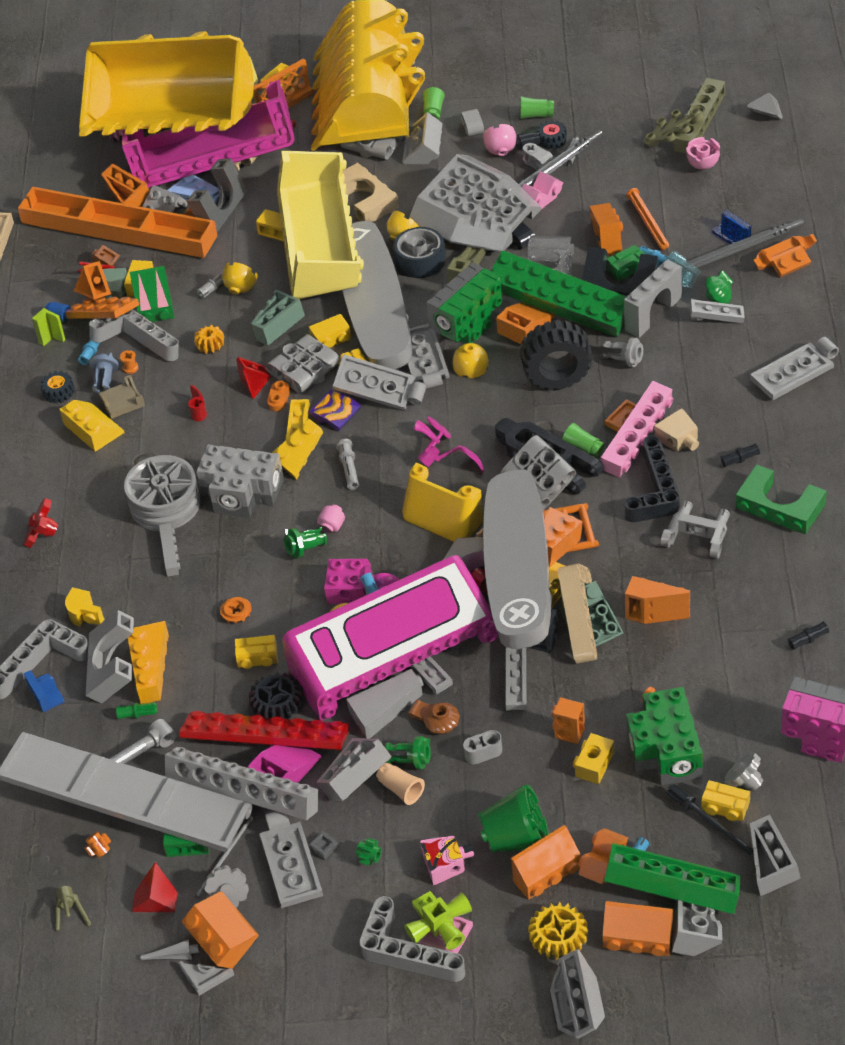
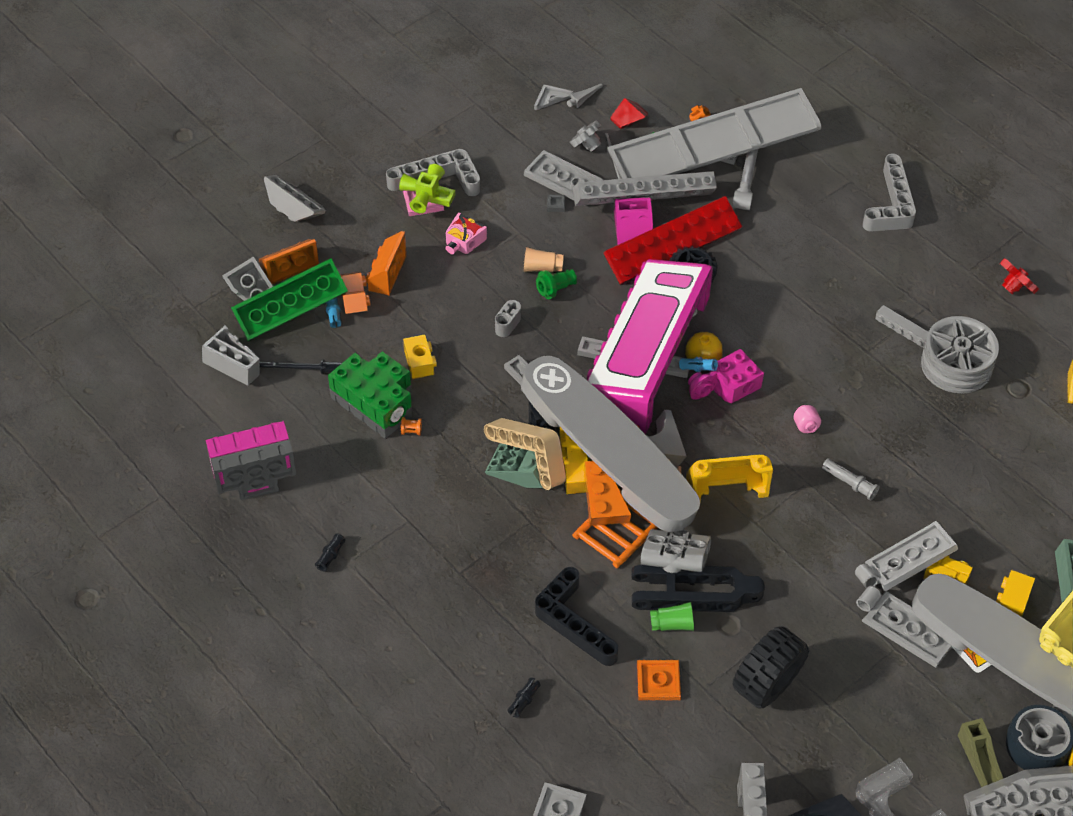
camera: 135 degrees right, 5 degrees up
(44, 690) = (860, 181): blue panel -> none
(65, 900) = (684, 81): olive plant -> none
(81, 608) = (909, 243): yellow brick -> none
(108, 677) = (849, 223): light grey arch -> none
(136, 710) = (780, 206): green axle -> none
(148, 654) = (812, 236): light orange wedge -> none
(197, 405) = (1032, 454): red panel -> none
(220, 929) = (562, 108): orange slope -> none
(232, 605) = (801, 308): orange gear -> none
(239, 479) = (914, 398): light grey piece -> none
(252, 375) = (1027, 508): red slope -> none
(256, 651) = (743, 289): yellow brick -> none
(278, 396) = (984, 509): orange plate -> none
(297, 415) = (937, 491): yellow plate -> none
(297, 542) = (809, 380): green piece -> none
(298, 447) = (905, 461): yellow wing -> none
(303, 363) = (994, 534): light grey connector -> none
(335, 409) = (918, 516): slope -> none
(352, 767) = (582, 246): light grey wedge -> none
(368, 851) = (518, 209): green gear -> none
(384, 702) = (610, 299): light grey slope -> none
(431, 453) = (795, 505): dark pink plant -> none
(438, 717) = (562, 322): dark orange animal -> none
(465, 304) = (912, 673): green piece -> none
(470, 360) = (860, 648): yellow cylinder -> none
(514, 821) = (427, 270): green cone -> none
(519, 319) = (856, 723): orange slope -> none
(547, 938) = (345, 229): yellow gear -> none
(560, 293) = (849, 759): green brick -> none
(568, 720) = (458, 362): orange brick -> none
(630, 352) = (721, 744): light grey piece -> none
(636, 427) = (650, 705): bright pink brick -> none
(655, 601) = (474, 494): orange slope -> none
(677, 431) = (599, 685): tan torso -> none
(686, 523) = (485, 603): light grey connector -> none
(725, 801) = (296, 381): yellow brick -> none
(745, 773) = (295, 402): light grey plant -> none
(796, 516) = (473, 653): green arch -> none

